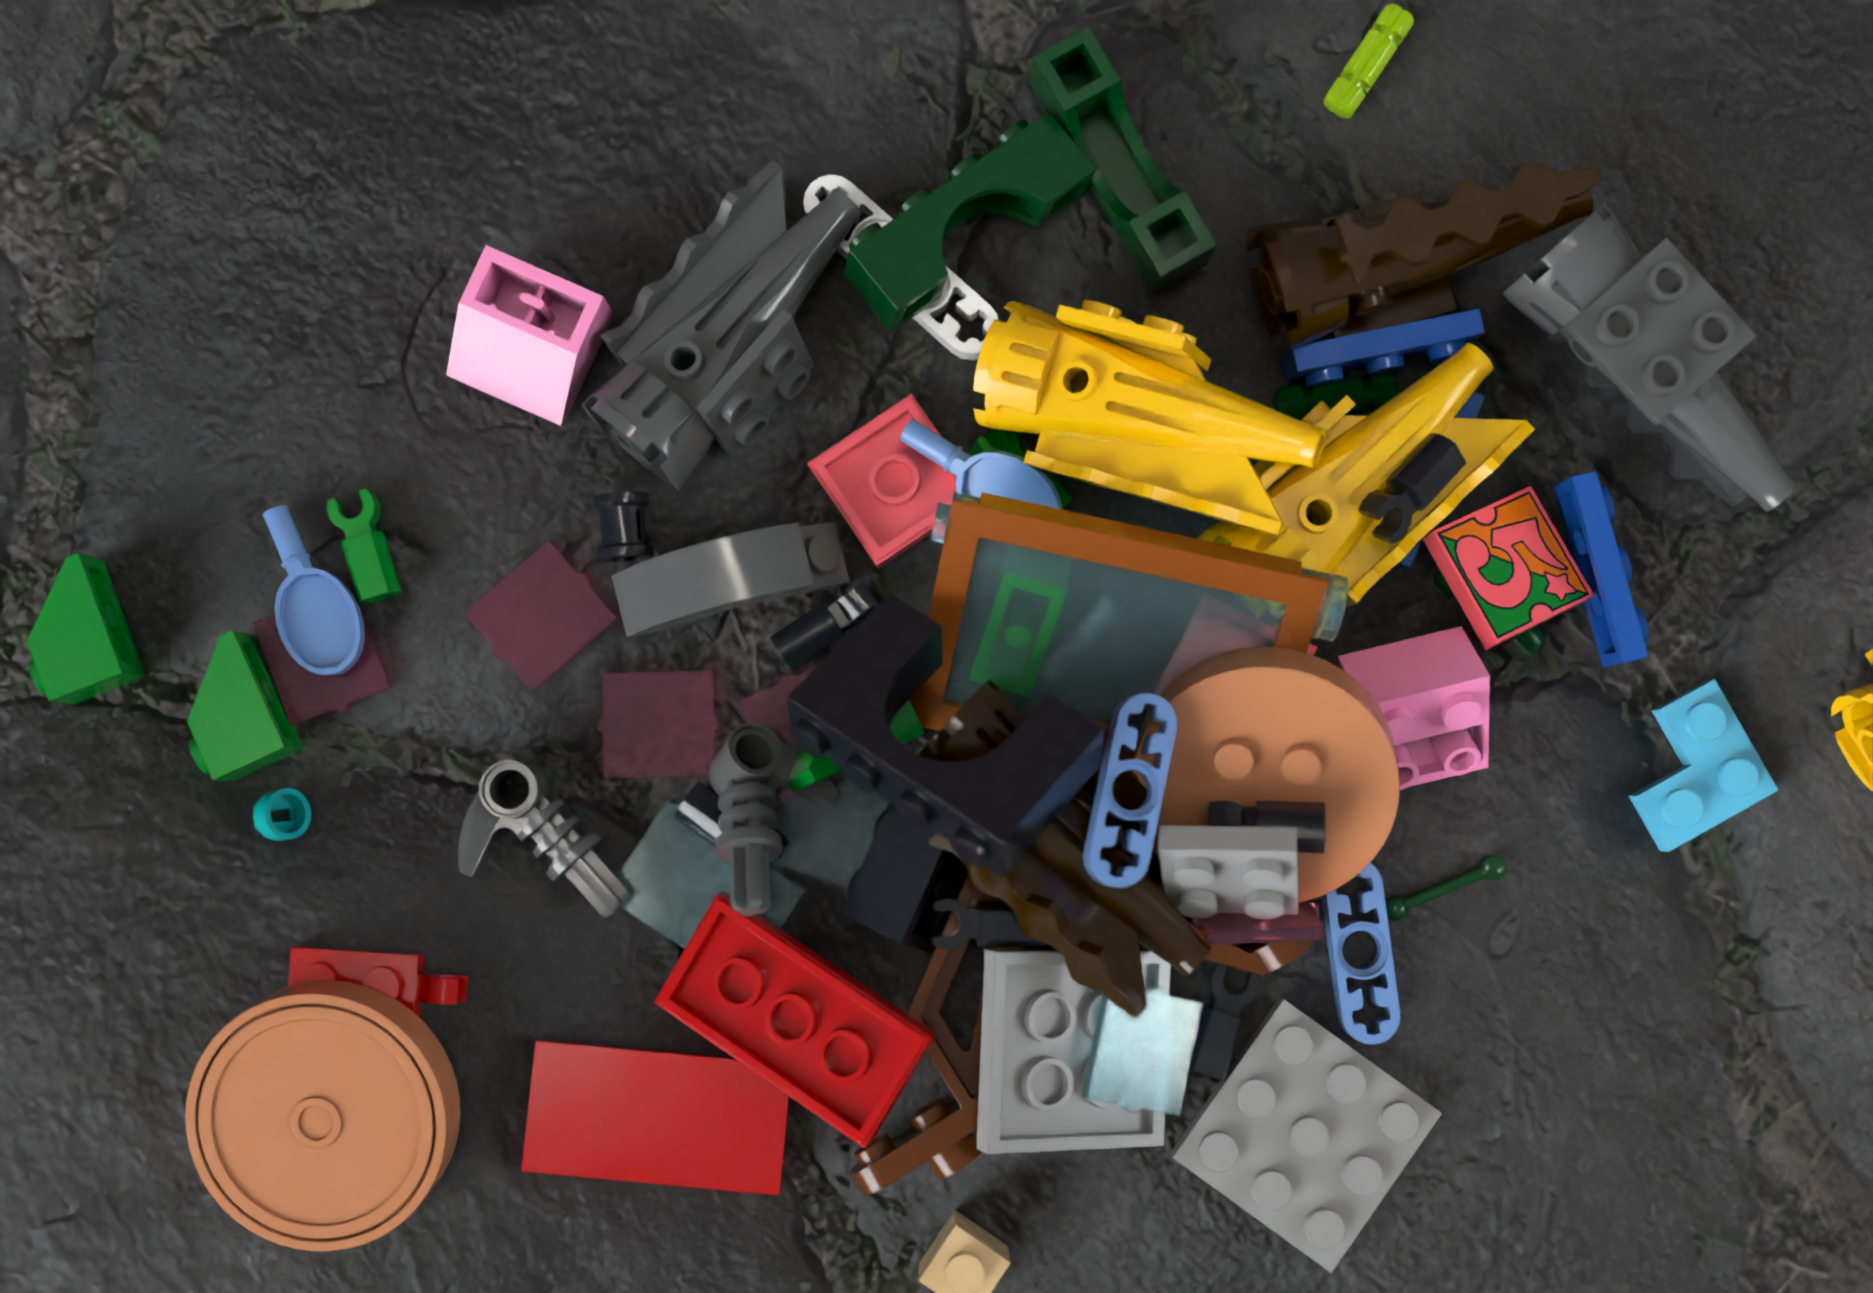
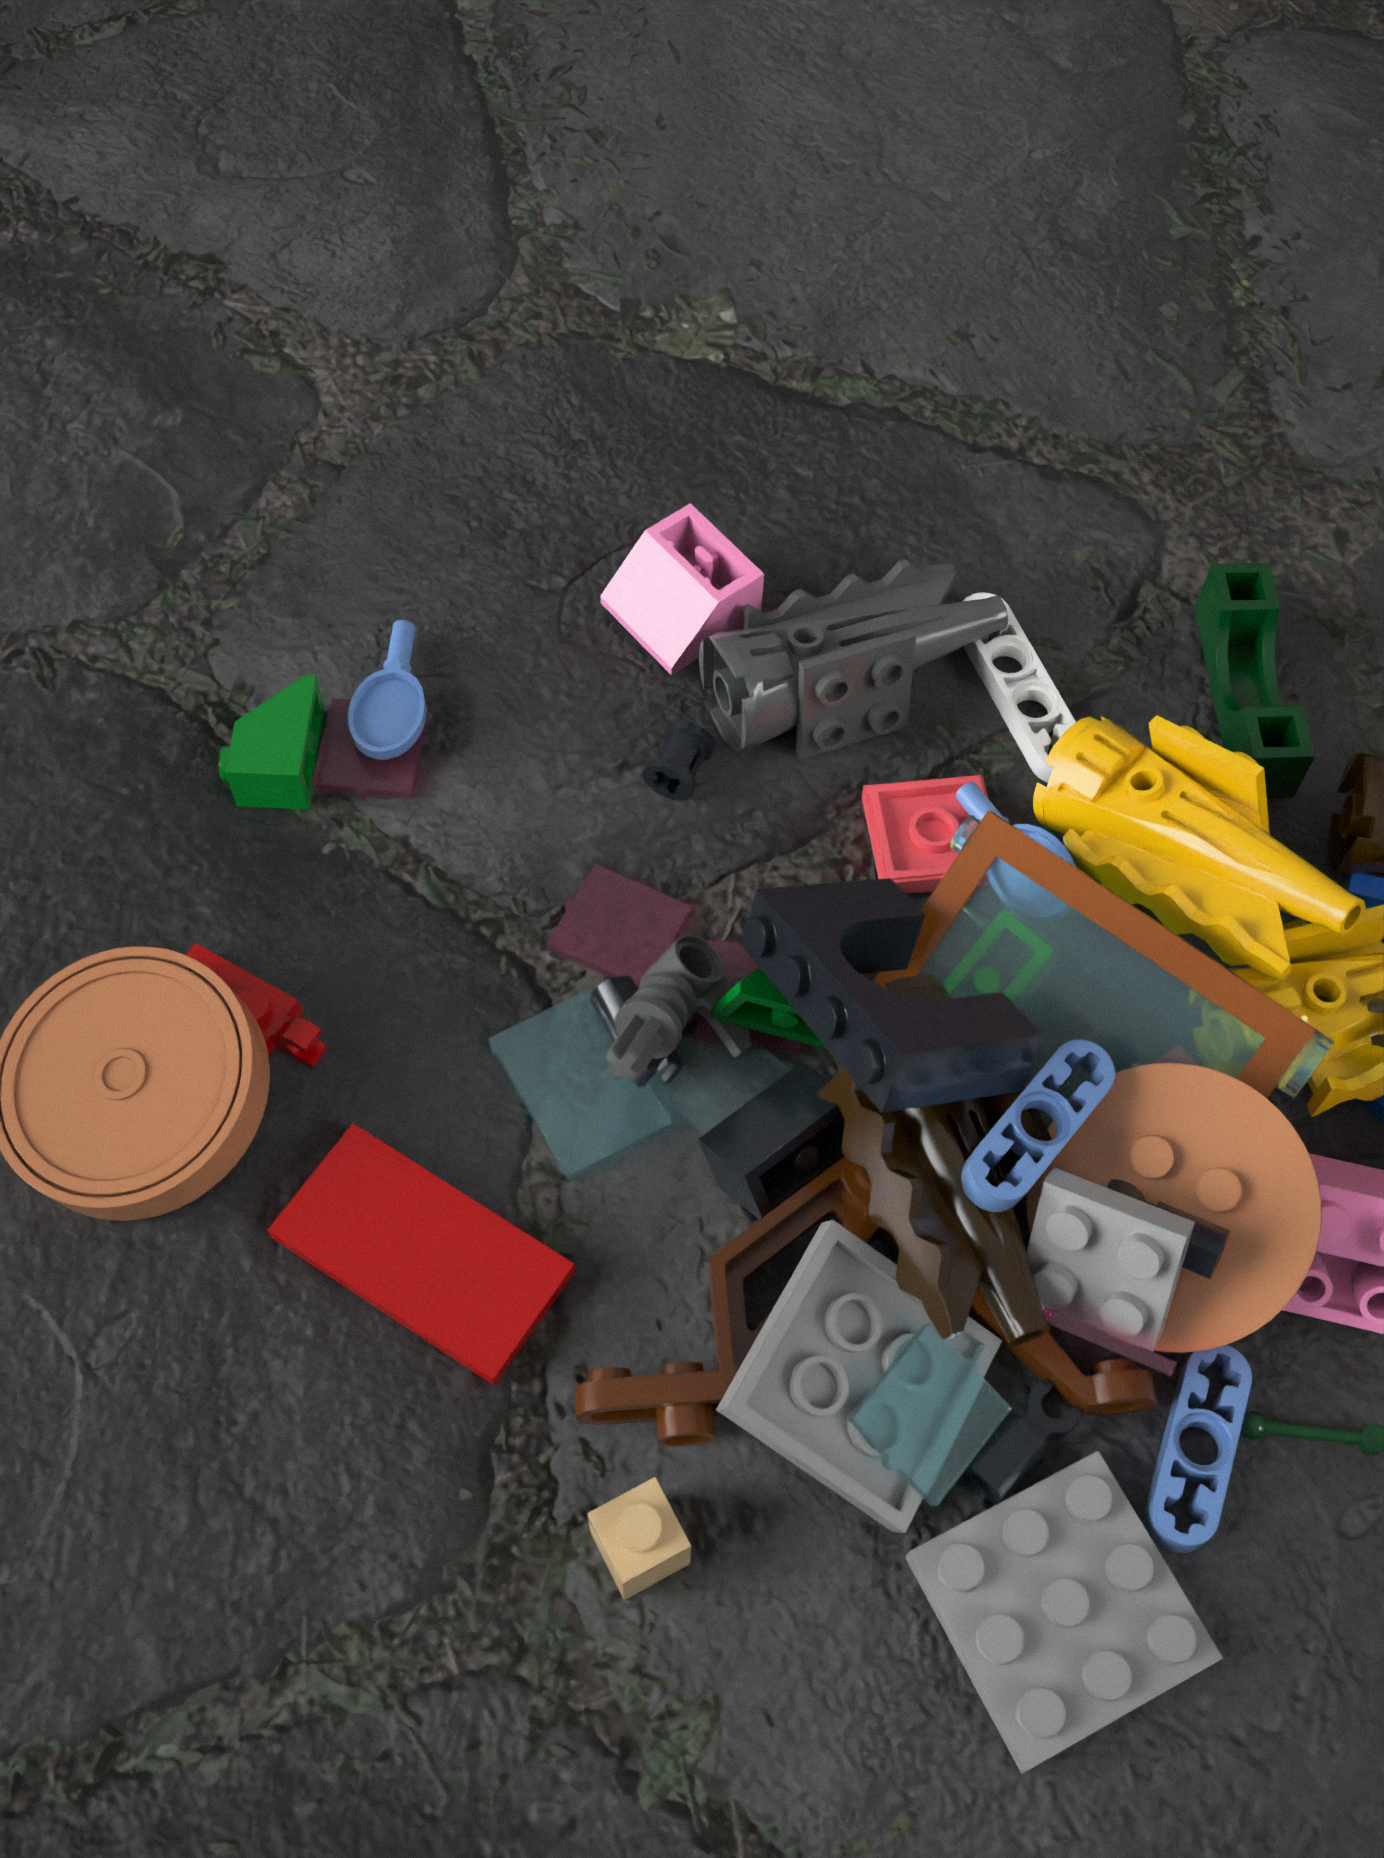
camera: 30 degrees right, 25 degrees down
(82, 636) = (194, 641): green slope -> none
(282, 800) = (263, 830): teal hinge -> none
(366, 550) = (457, 688): green bar -> none
(541, 616) = (569, 802): clear pink piece -> none
(548, 827) = (471, 944): dark grey piece -> none
(728, 574) = (751, 813): dark grey arch -> none
(795, 1020) = (605, 1216): red tile -> none
(990, 924) = (830, 1200): black bar -> none
(1026, 177) = (1161, 658): dark green arch -> none

